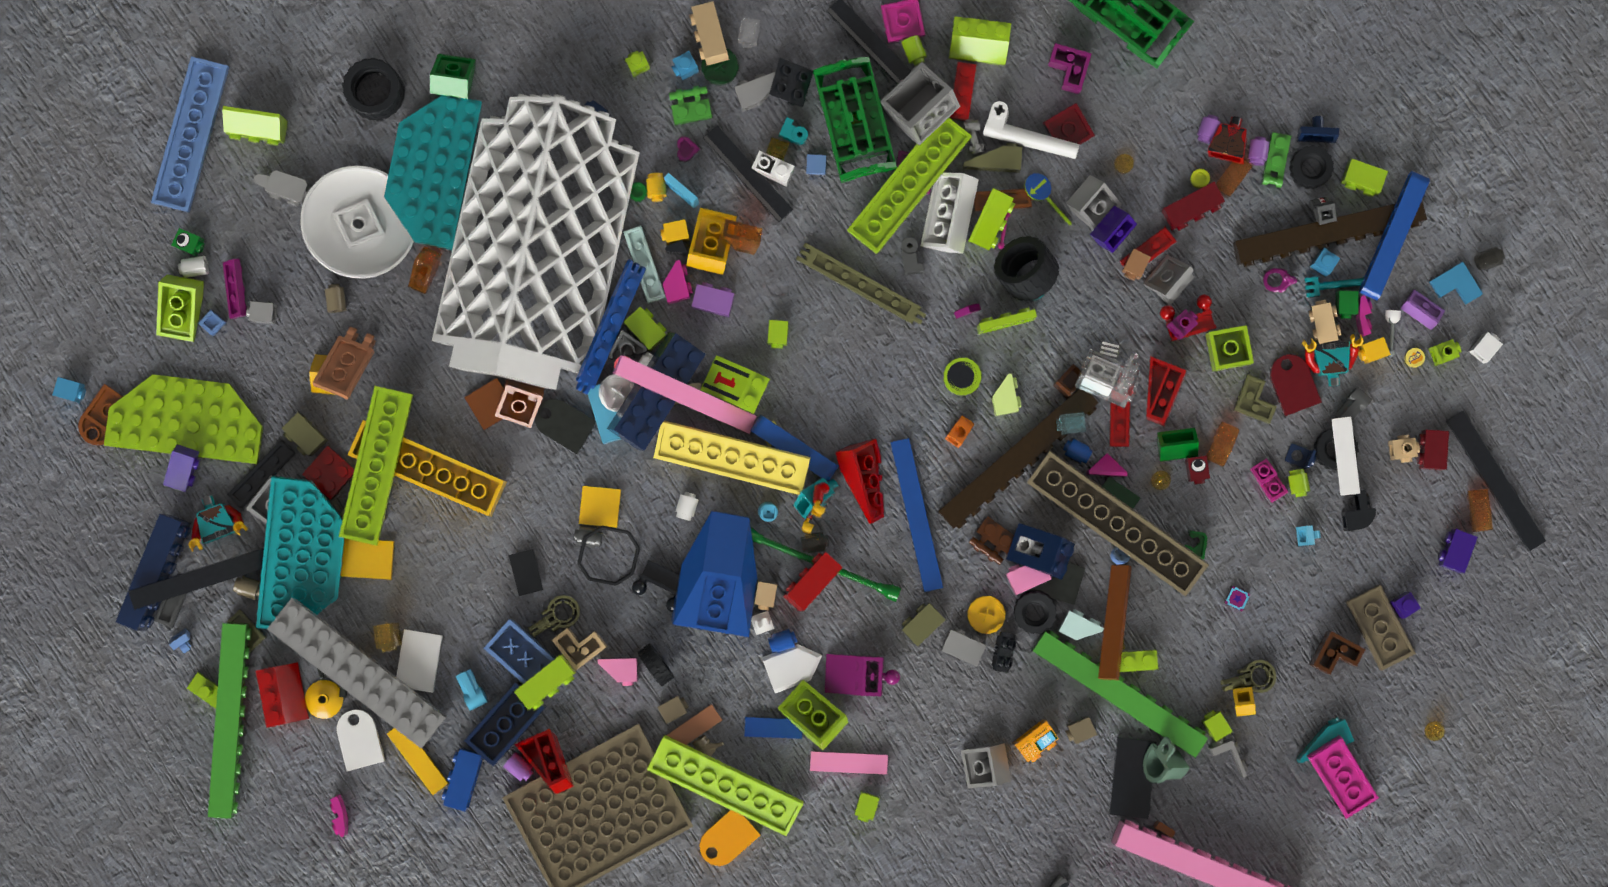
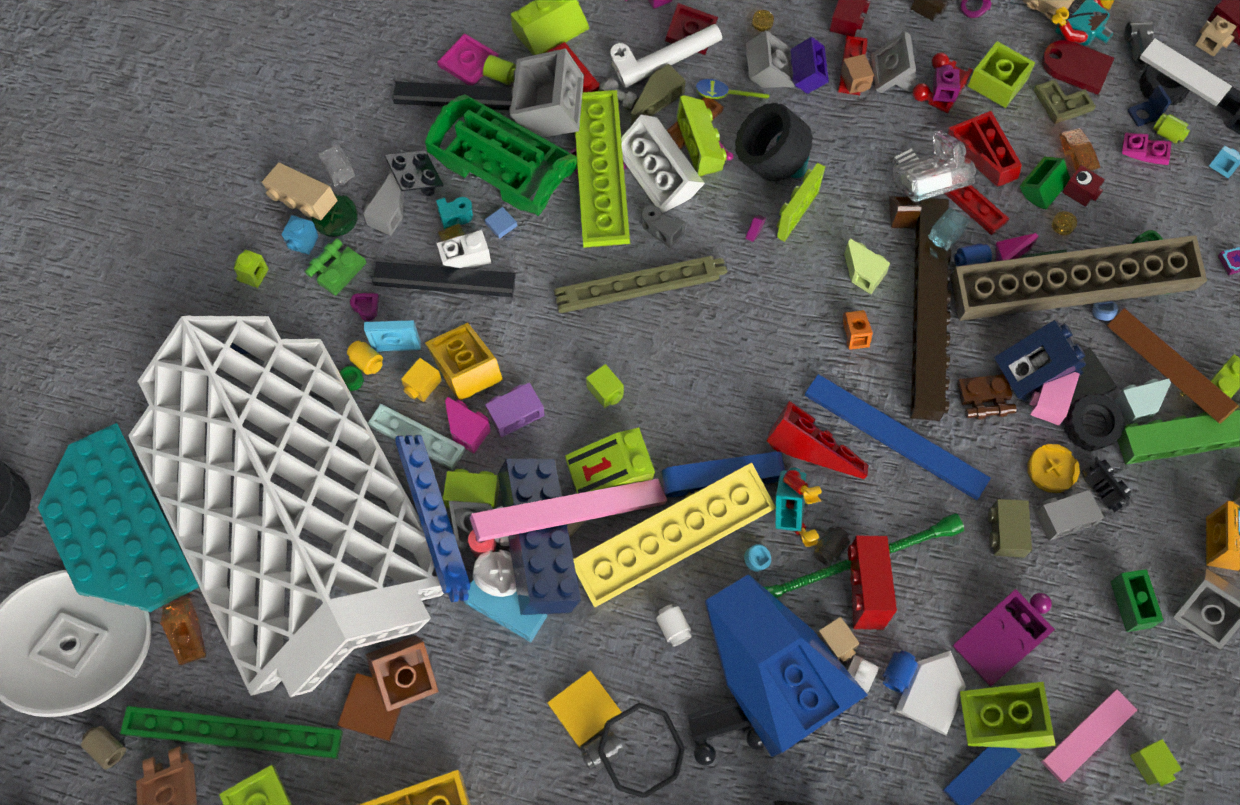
camera: 45 degrees left, 20 degrees down
(407, 351) = (232, 732): none -> green plate
(452, 76) = (65, 425): green slope -> none
(565, 424) = (473, 658): pearl dark grey tile -> none
(677, 248) = (436, 393): black slope -> none
(742, 236) = (491, 327): clear orange slope -> none
(946, 723) = (1136, 600): none -> green brick
(962, 376) = (808, 284): tile -> none

